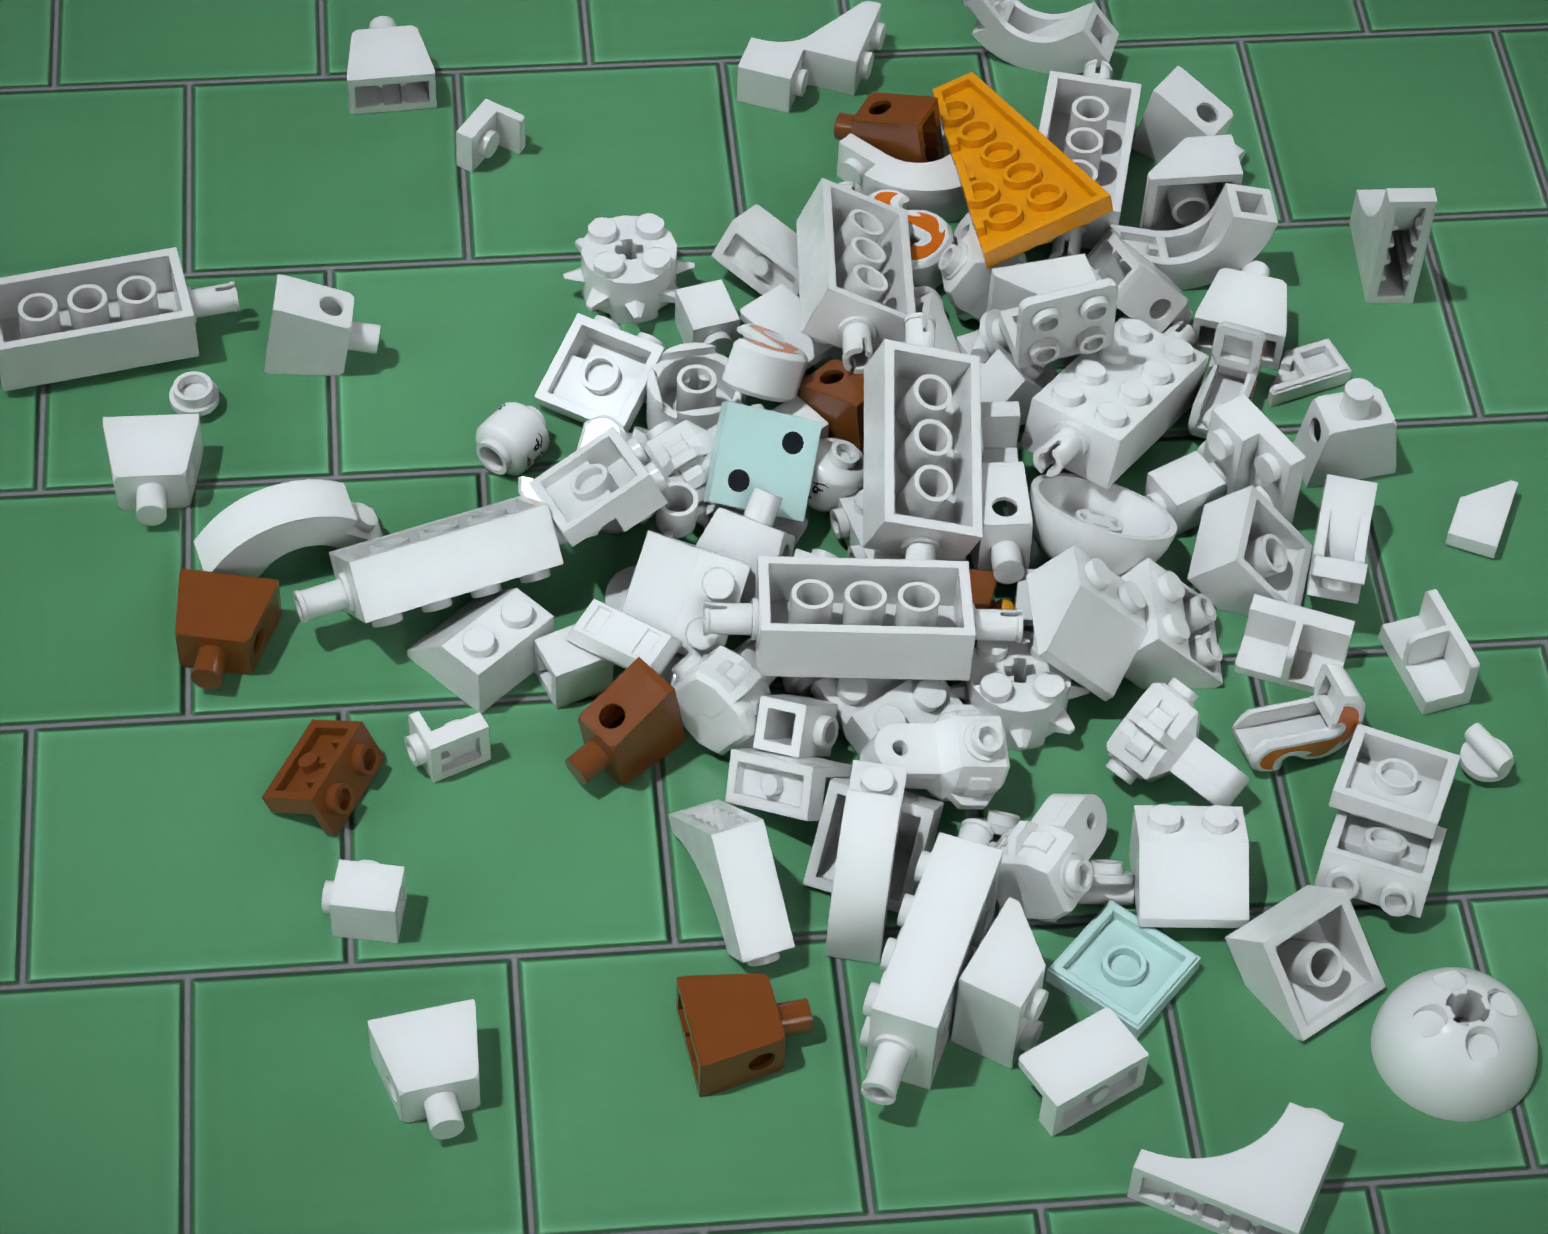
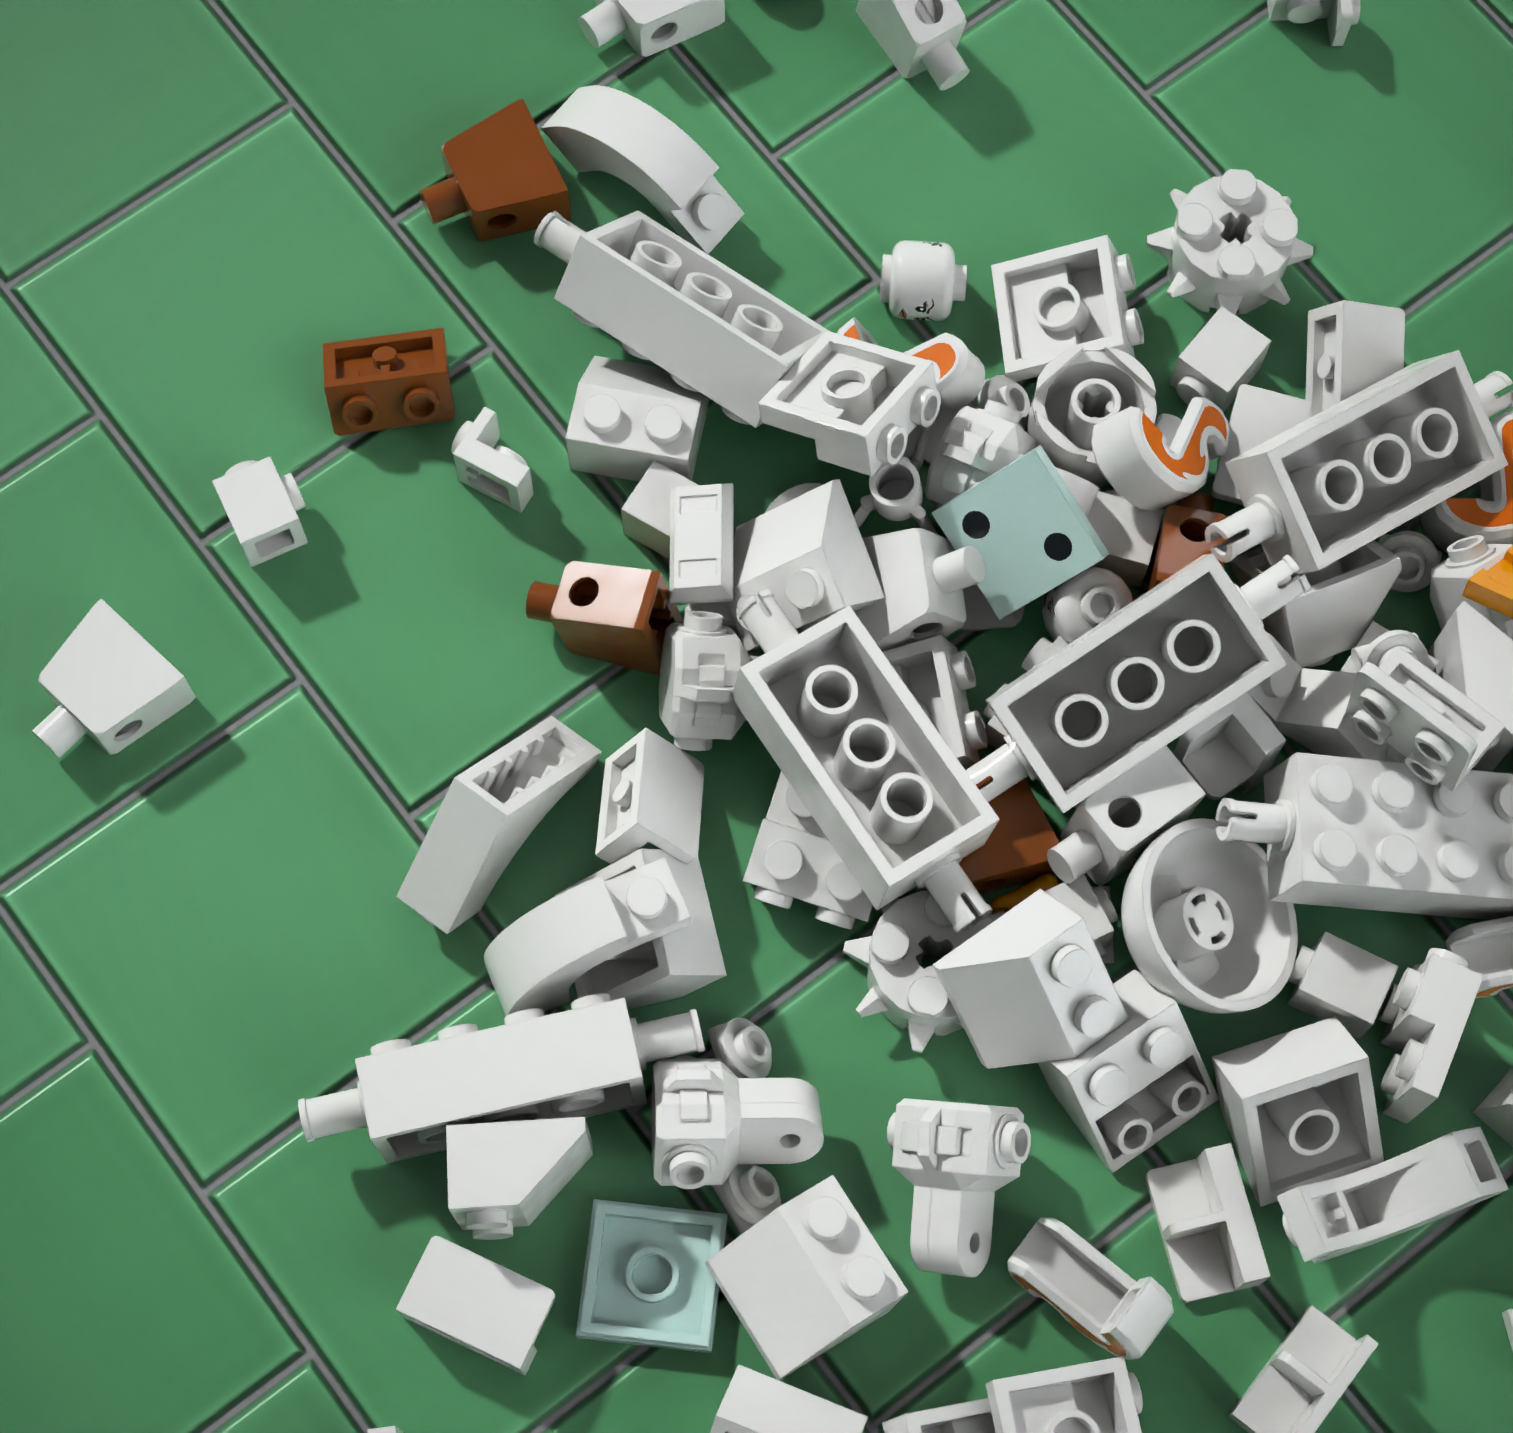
camera: 60 degrees right, 20 degrees up
(735, 1028) = (321, 935): dark orange torso -> none
(796, 726) = (719, 771): white brick -> none
(954, 758) = (771, 948): white piece -> none

